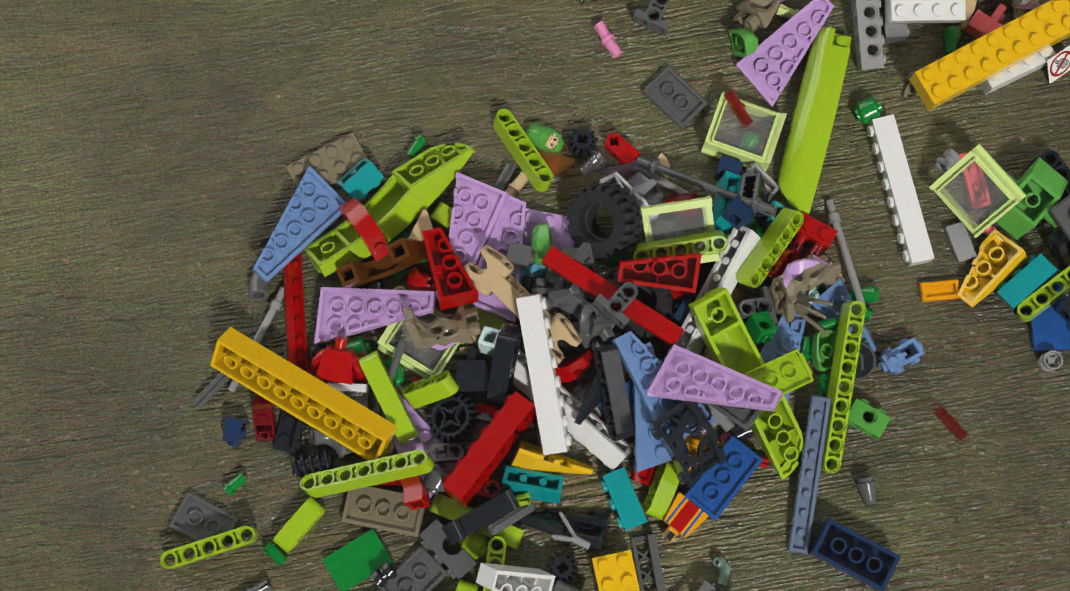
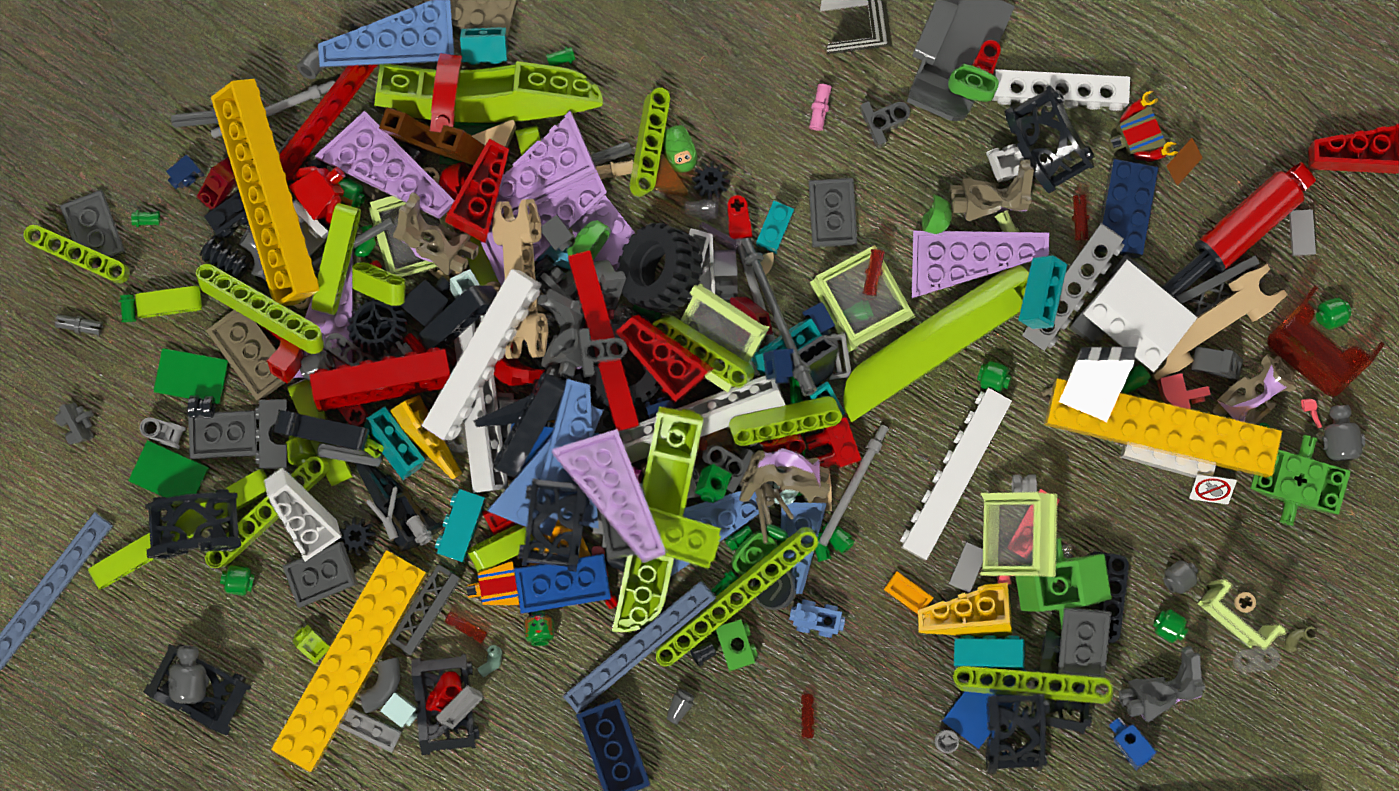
camera: 50 degrees right, 5 degrees up
(601, 526) = (422, 535): none -> light grey pin
(648, 135) = (775, 227): none -> teal brick
(685, 563) = (466, 627): none -> clear red axle
(734, 521) = (539, 629): none -> green head
(851, 442) = (702, 652): none -> black piece
(853, 30) = (1042, 292): none -> teal brick
(940, 49) = (1098, 379): none -> sticker

